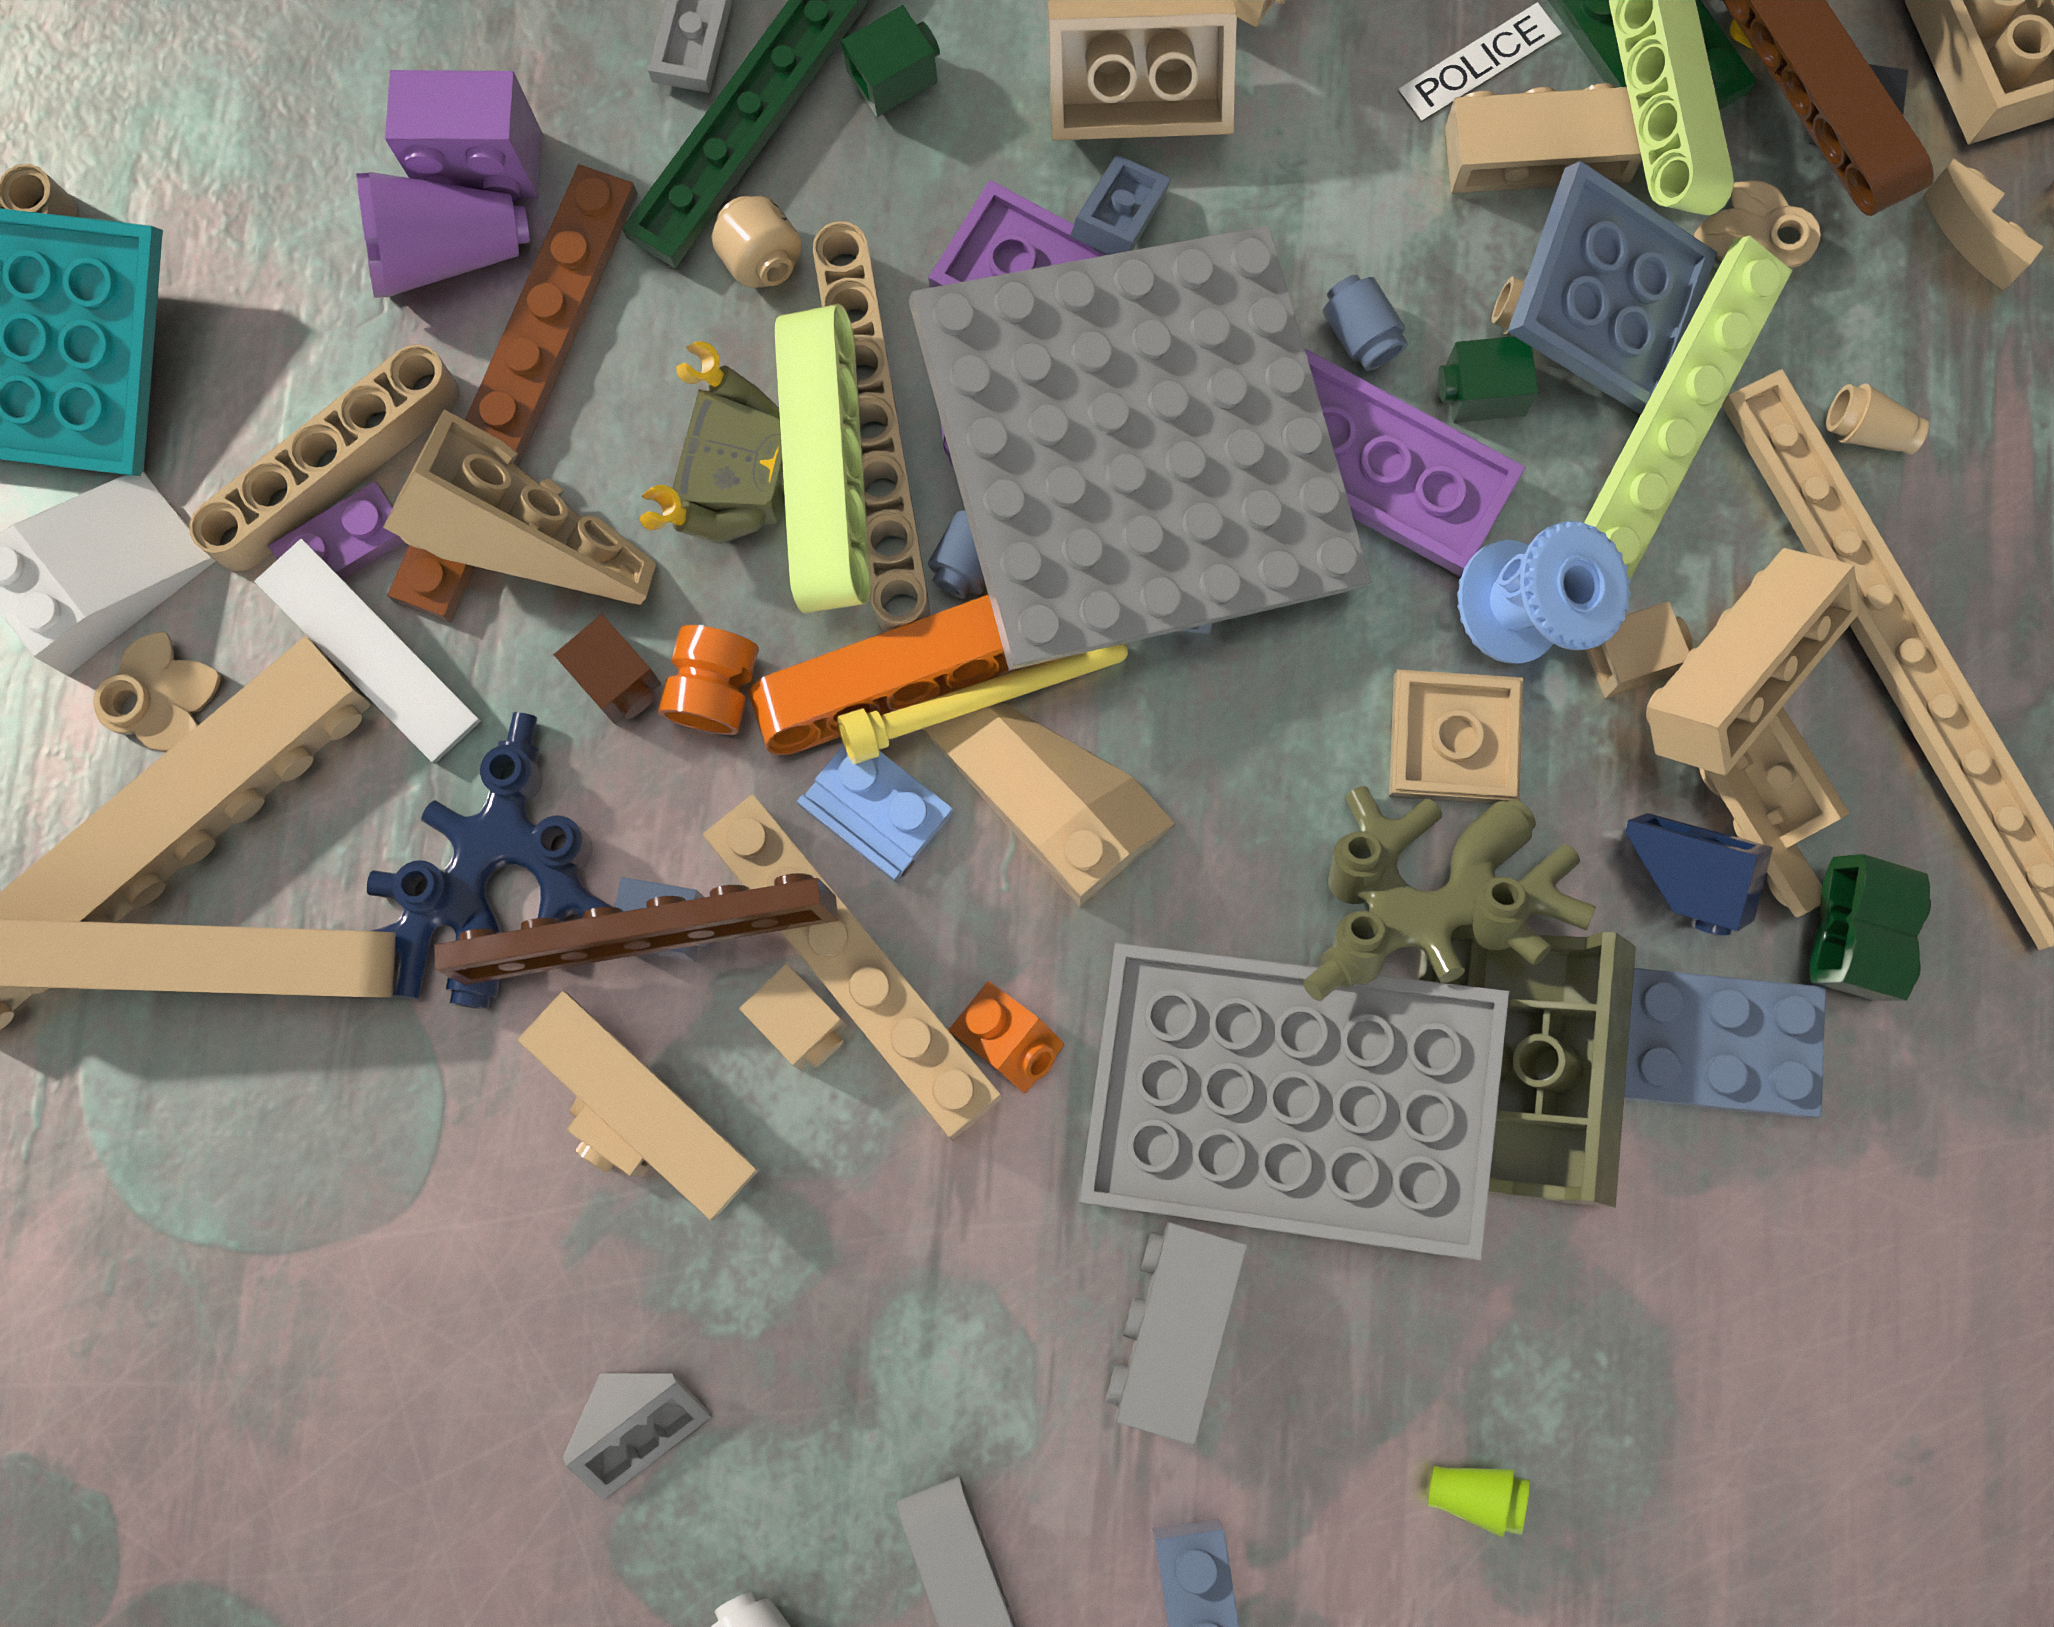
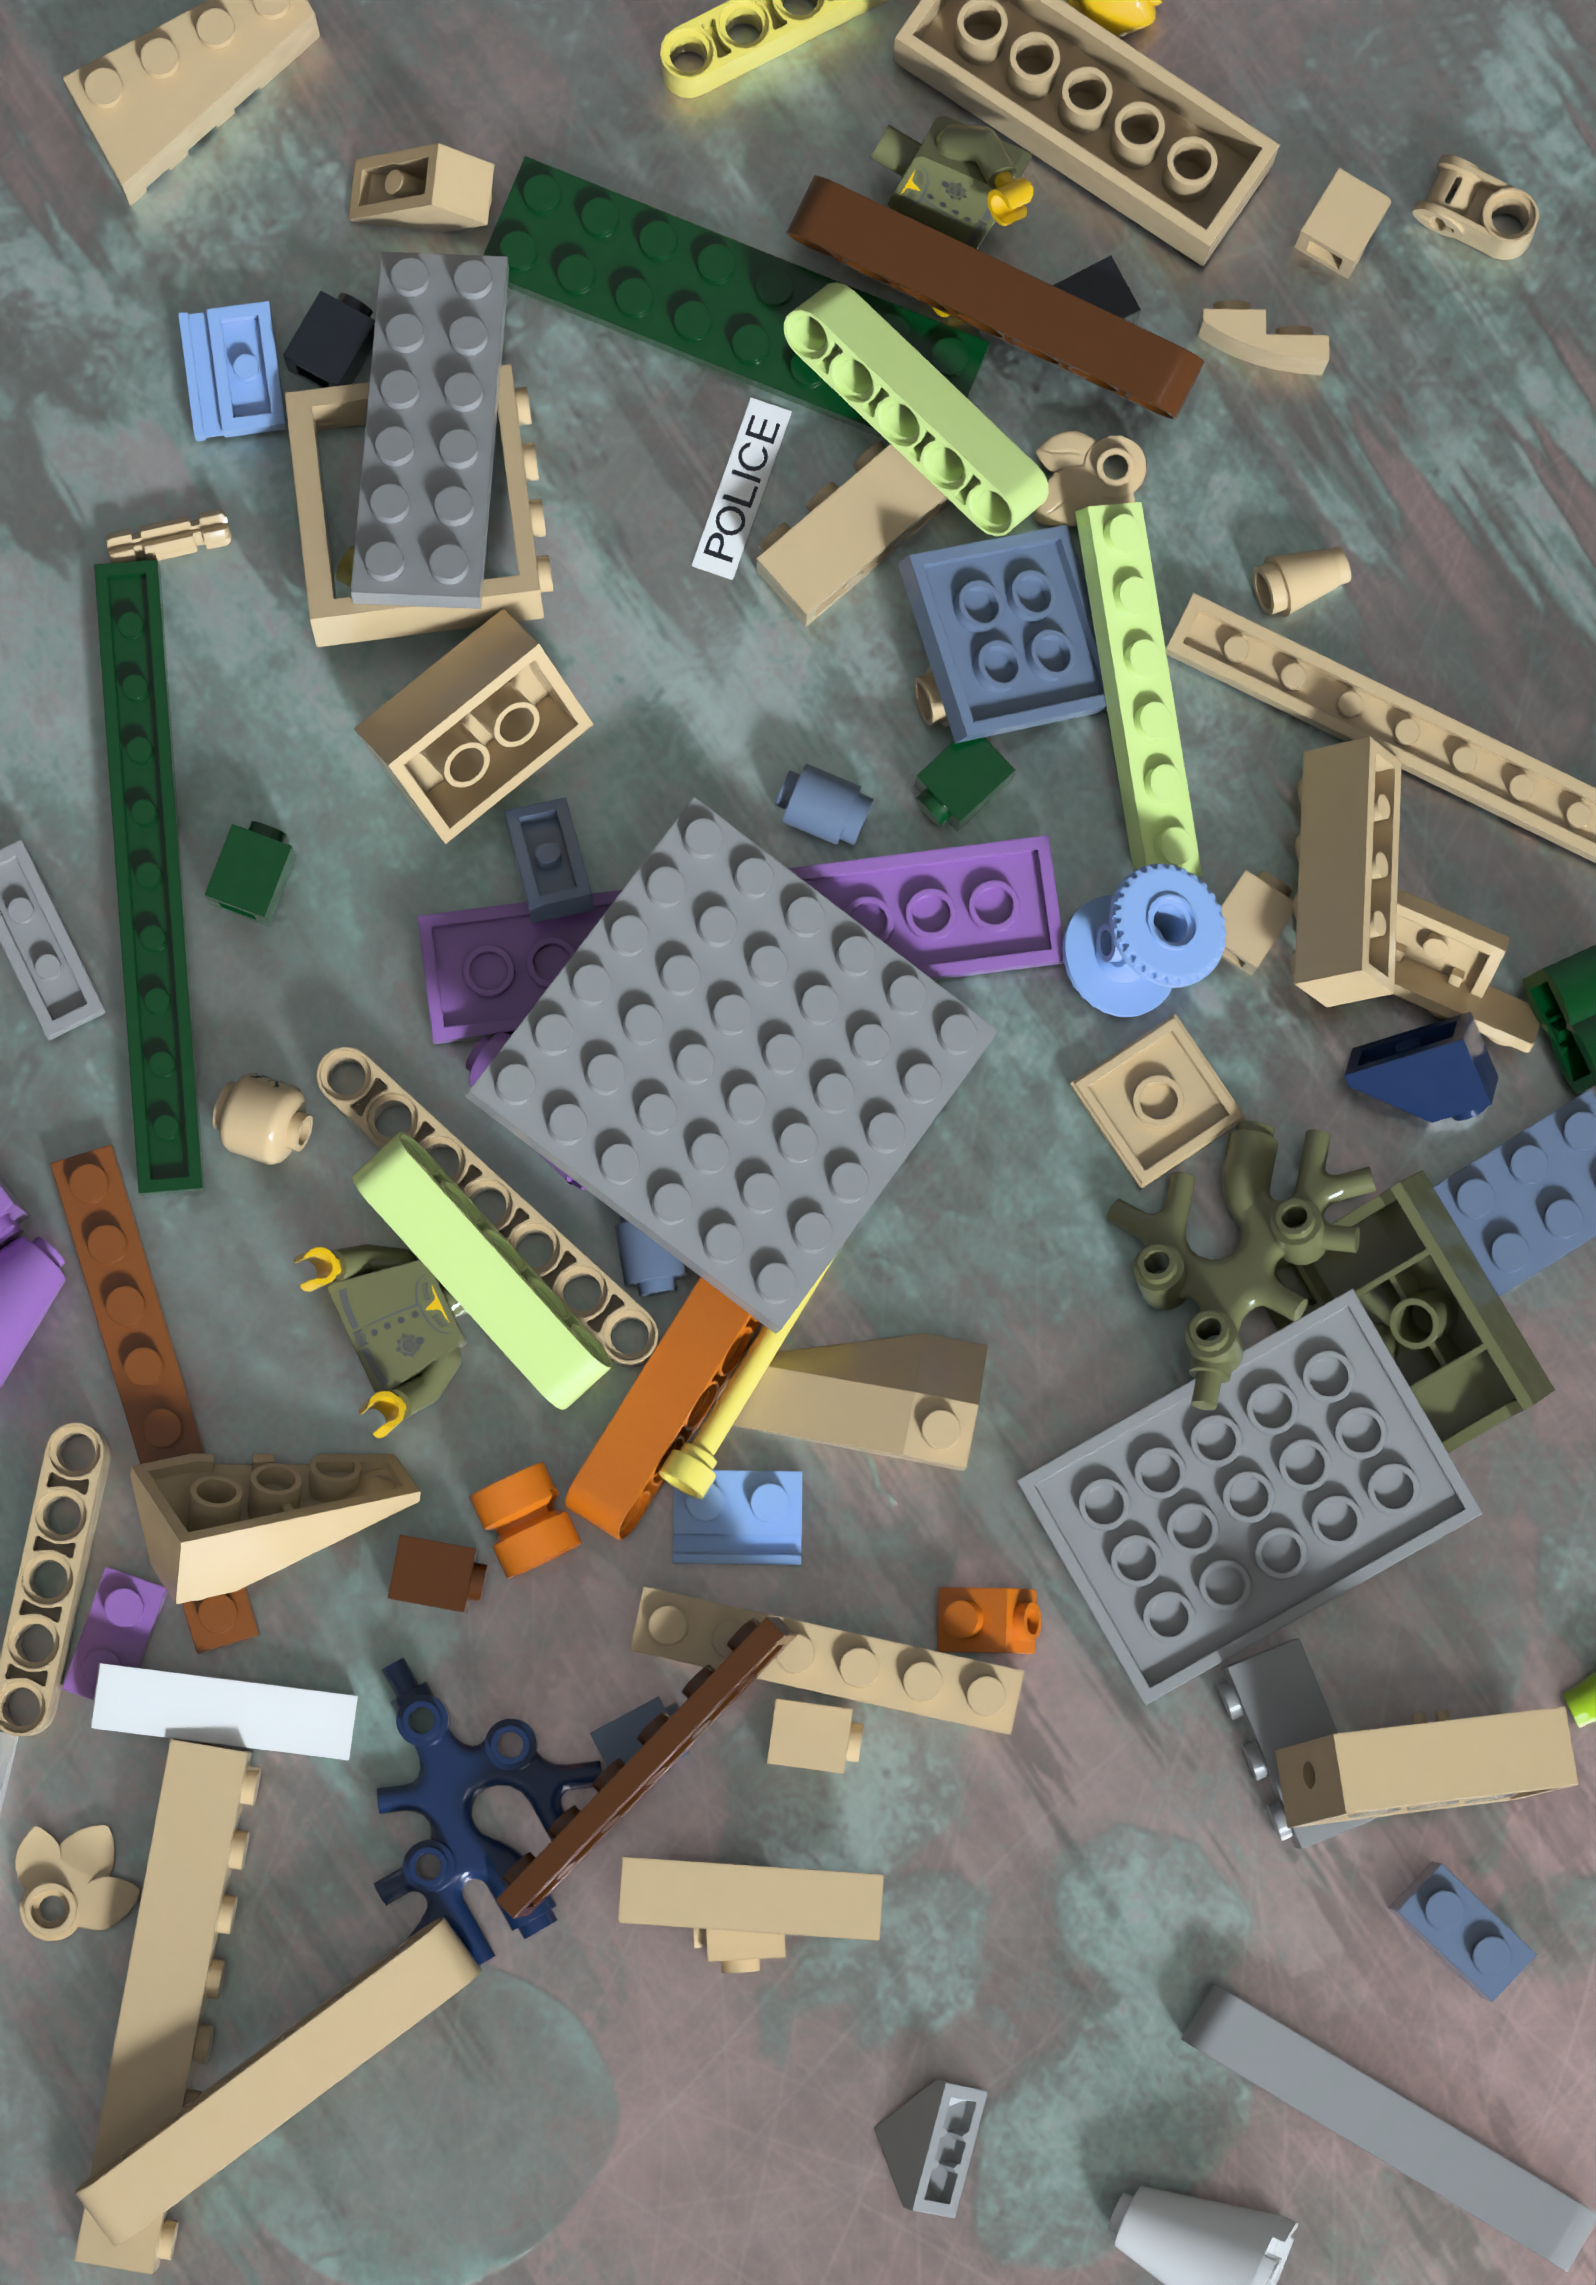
camera: 50 degrees left, 5 degrees up
(1274, 1435) = (1426, 1766): none -> tan brick

